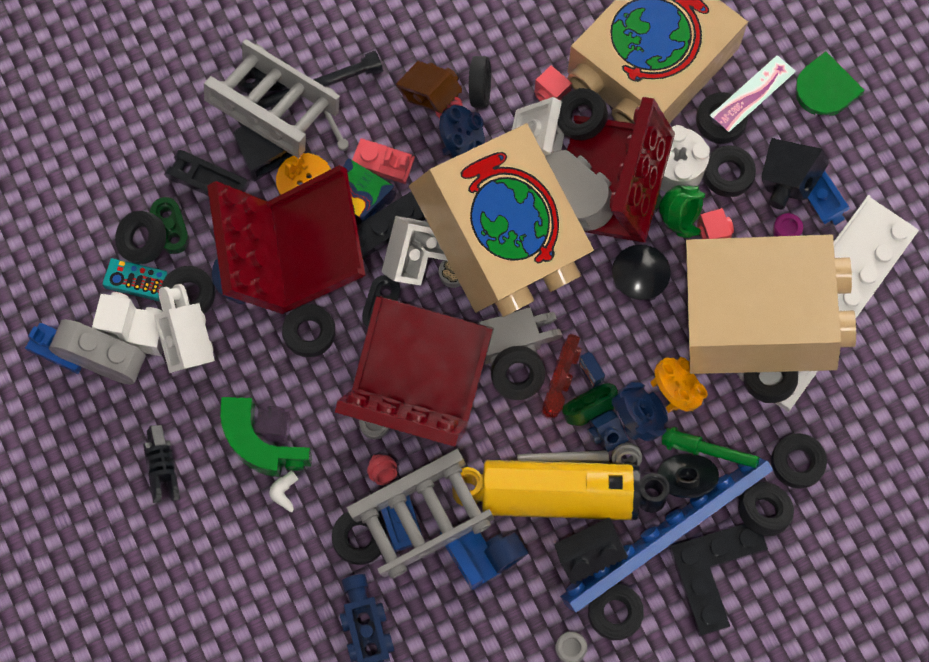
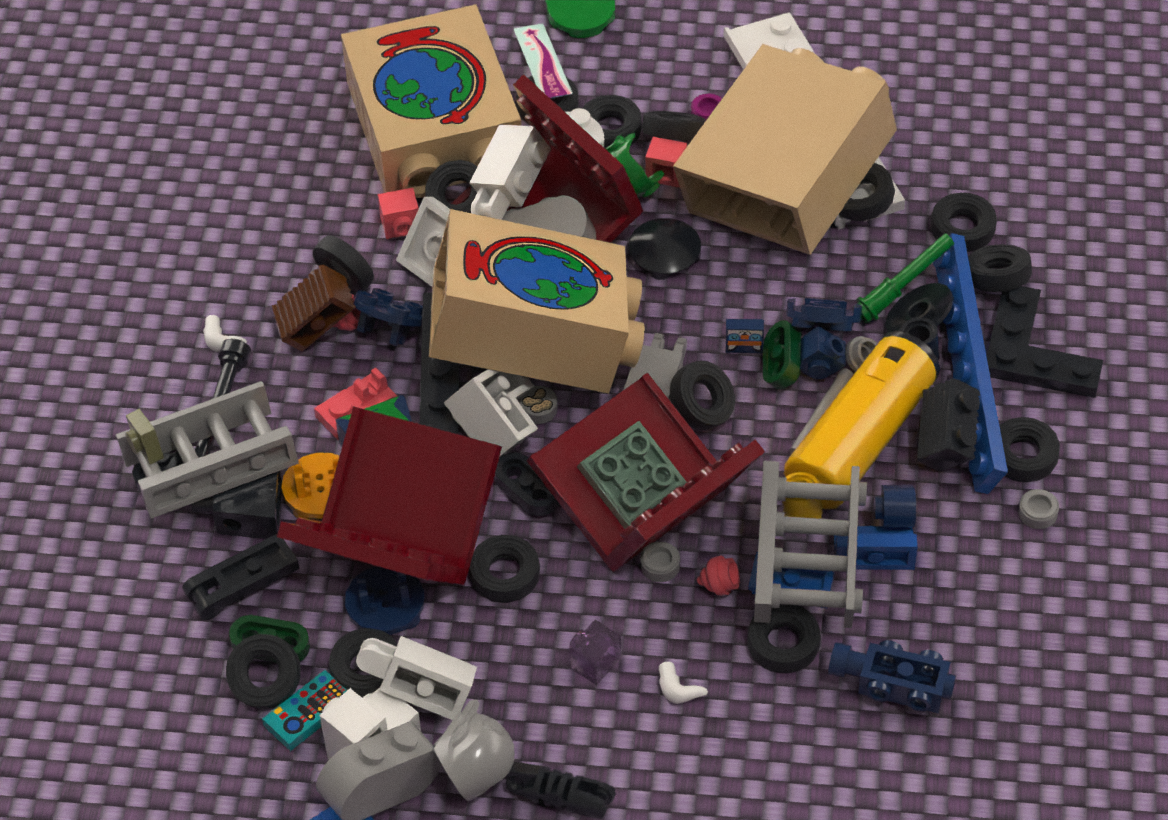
camera: 55 degrees left, 20 degrees down
(144, 398) = (475, 751): none -> light grey helmet
(238, 426) = (600, 688): green arch -> none
(246, 56) = (143, 437): none -> olive plate
(342, 143) = (304, 432): light grey hinge -> none
(381, 41) = (213, 333): none -> white animal
(416, 367) = (631, 474): none -> sand green tile
(561, 379) = (747, 381): clear red hinge -> none
(598, 136) = (508, 170): none -> white brick
(678, 384) = (800, 266): light orange plate -> none
(755, 207) = (672, 125): none -> black tyre
(791, 171) = (653, 68): black torso -> none
(828, 201) = (698, 60): blue plate -> none

